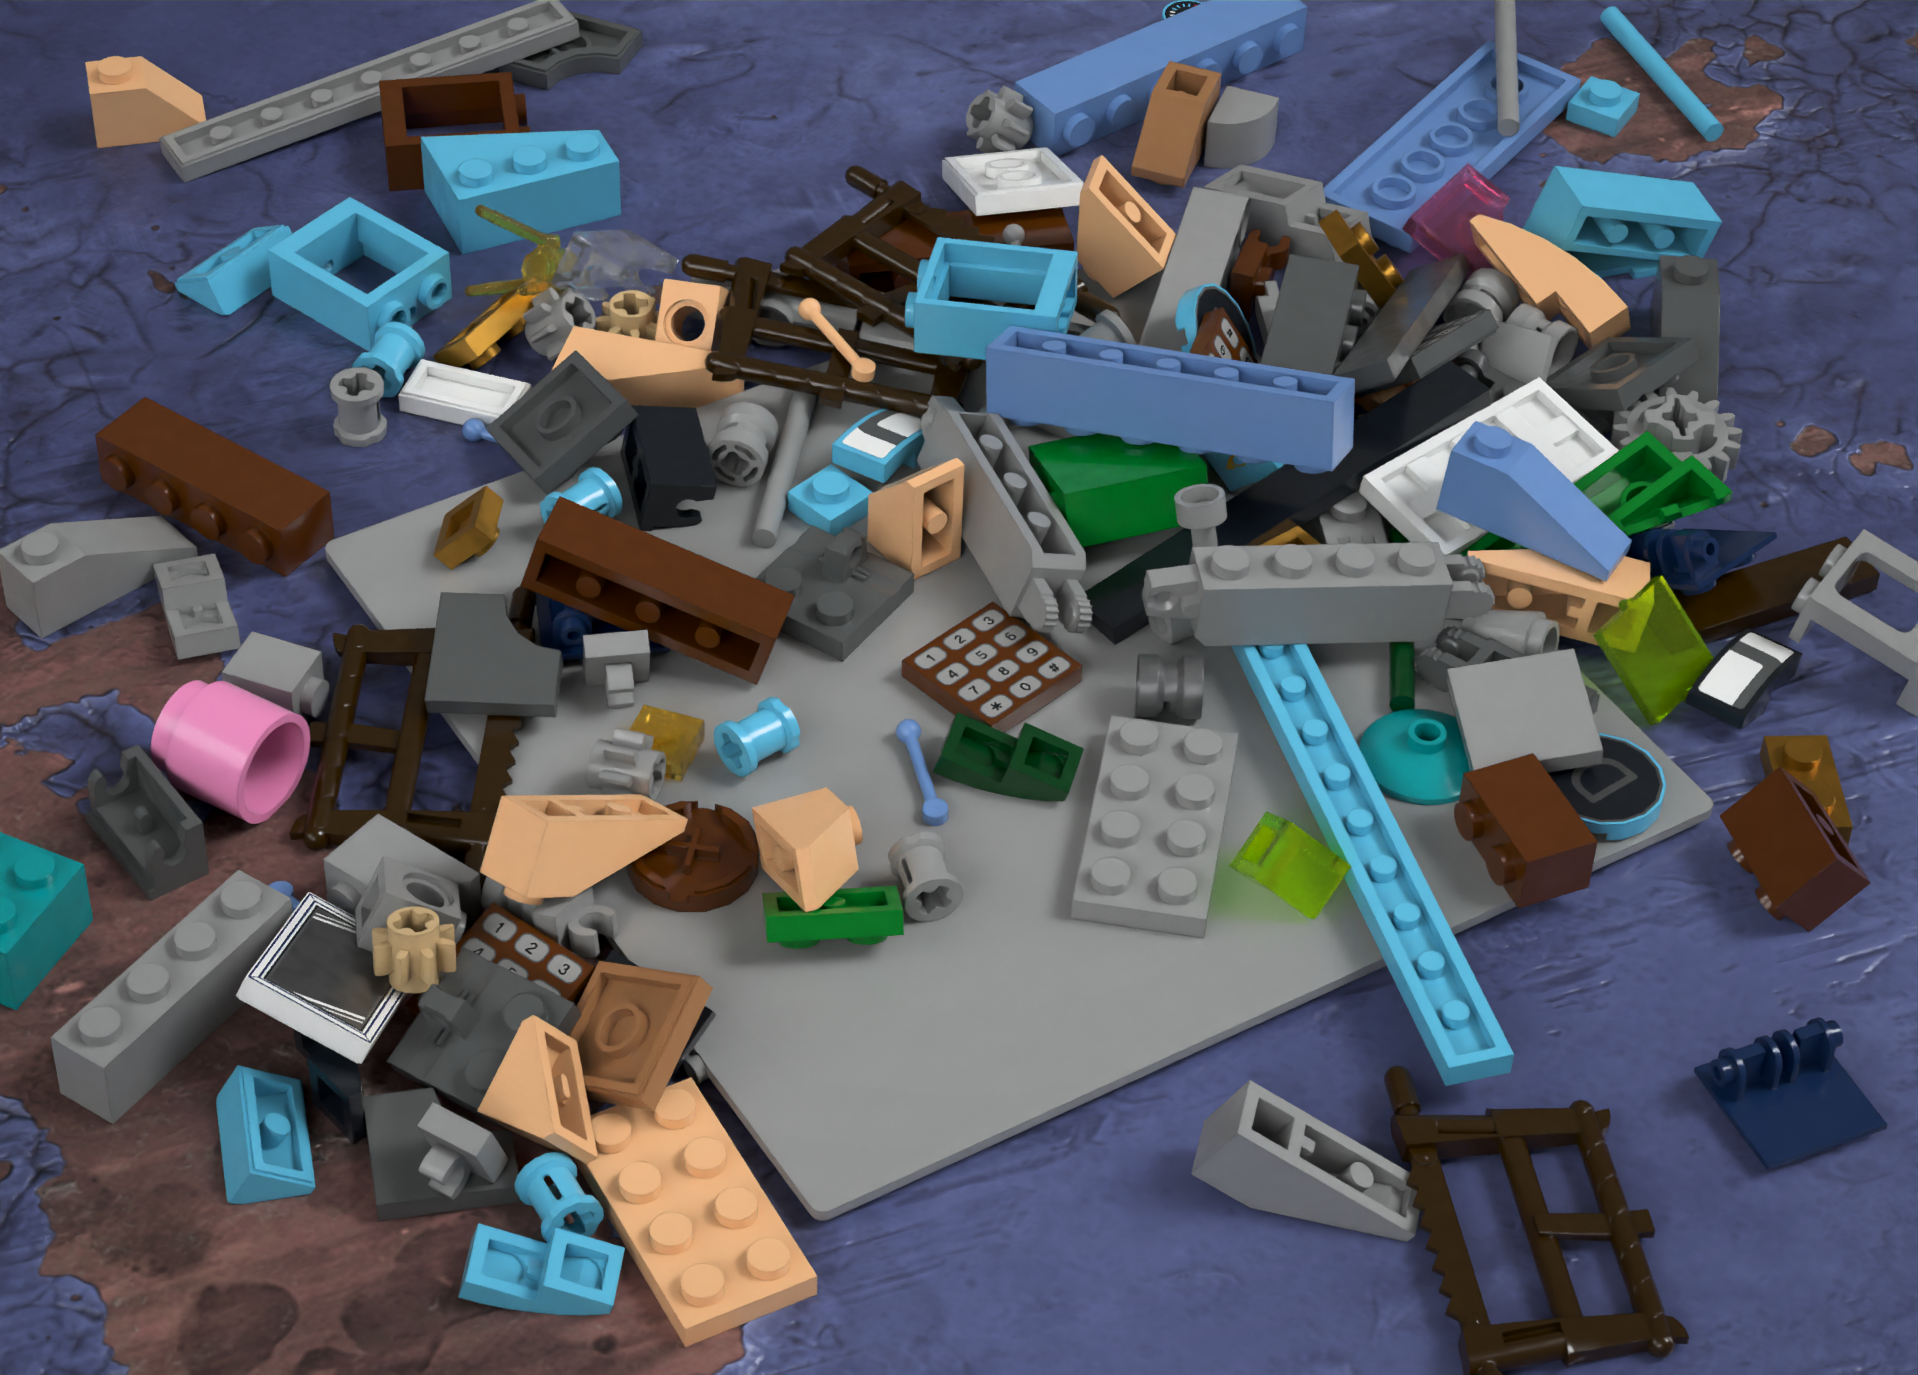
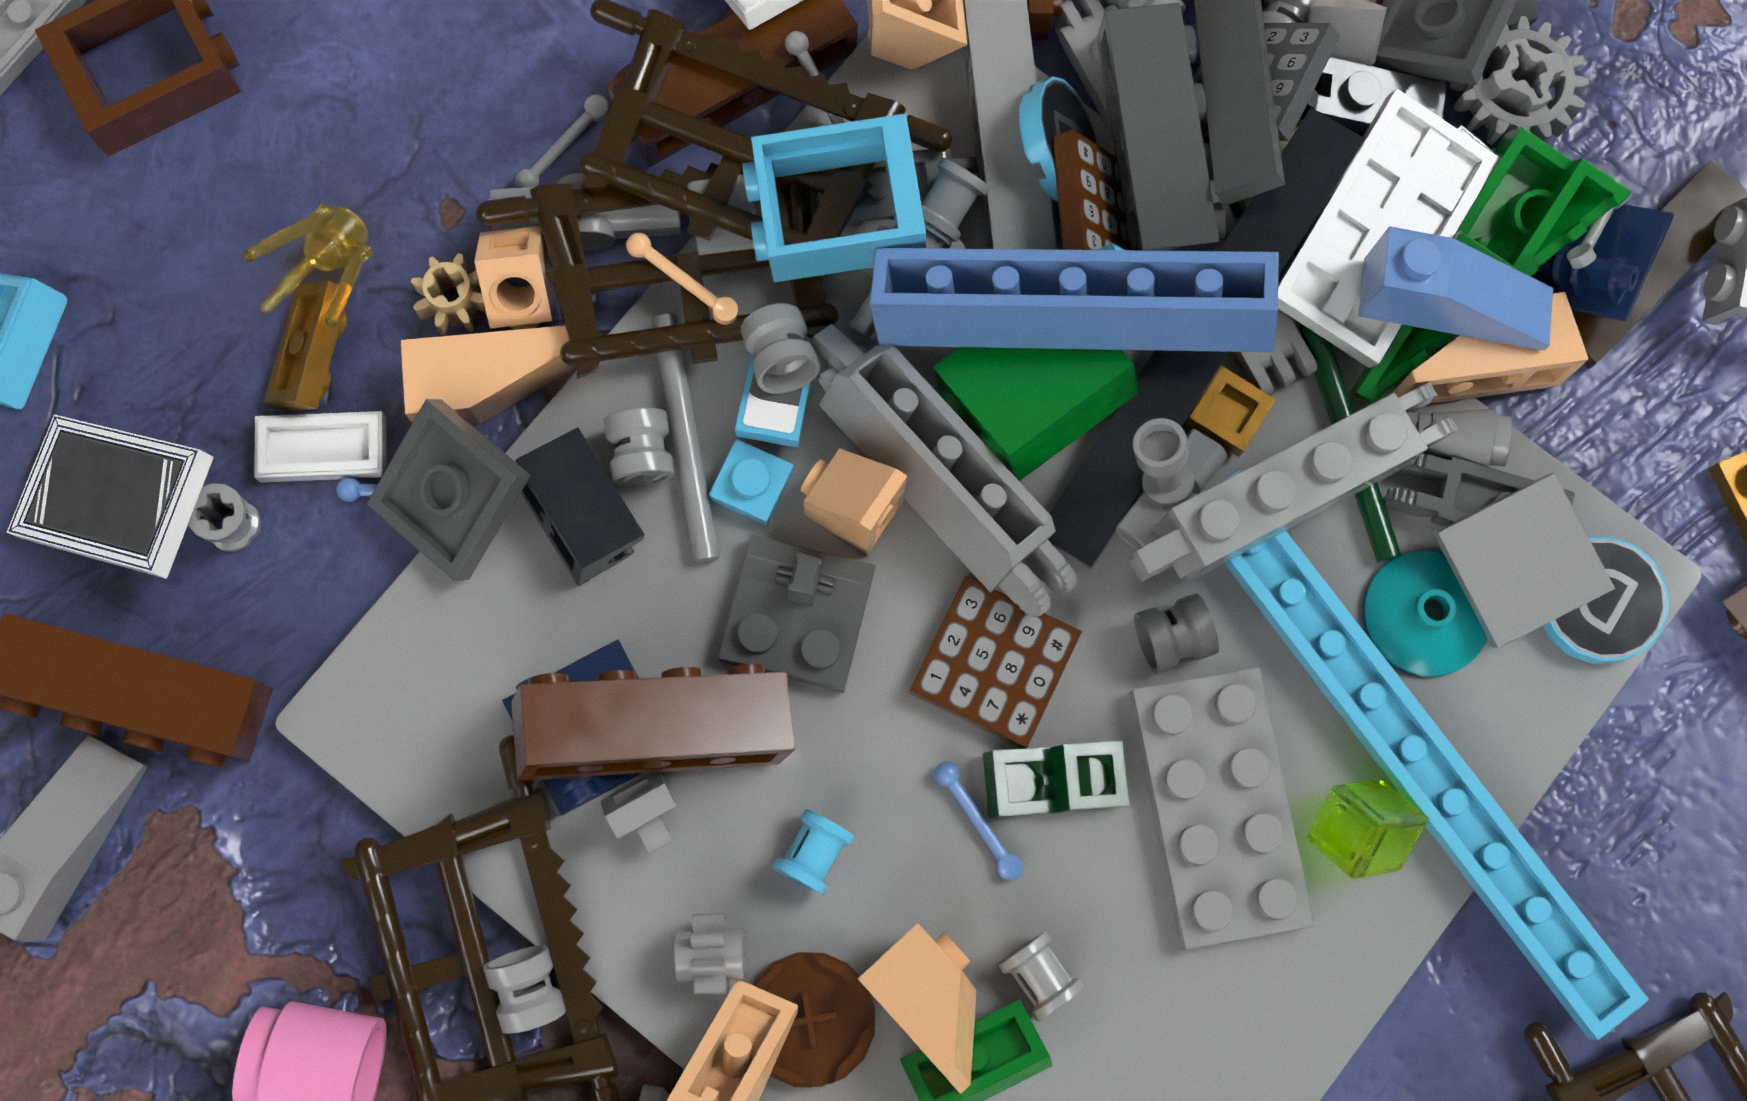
camera: 25 degrees left, 35 degrees up
(196, 606) = (181, 850): light grey slope -> none
(274, 361) = (110, 495): none -> tile
(280, 673) = (313, 944): light grey brick -> none
(308, 259) = (85, 292): medium azure window -> none
(394, 351) = (225, 431): medium azure bush -> none
(446, 756) = (524, 989): none -> light grey wheel
(469, 528) = (416, 672): pearl gold plate -> none
(486, 665) = (514, 867): dark grey tile -> none
(532, 177) = (247, 123): medium azure wedge -> none
(553, 319) = (378, 322): light grey gear -> none
(593, 490) = (514, 594): medium azure bush -> none
(609, 260) = (403, 229): clear hinge -> none
(674, 735) = (721, 880): clear yellow plate -> none
(896, 410) = (777, 341): none -> light grey wheel
(1525, 830) = (1564, 701): reddish brown brick -> none
(1654, 649) = (1599, 401): clear neon green piece -> none
(1727, 520) = (1584, 254): none -> light grey hinge
(1743, 677) = (1678, 391): slope -> none

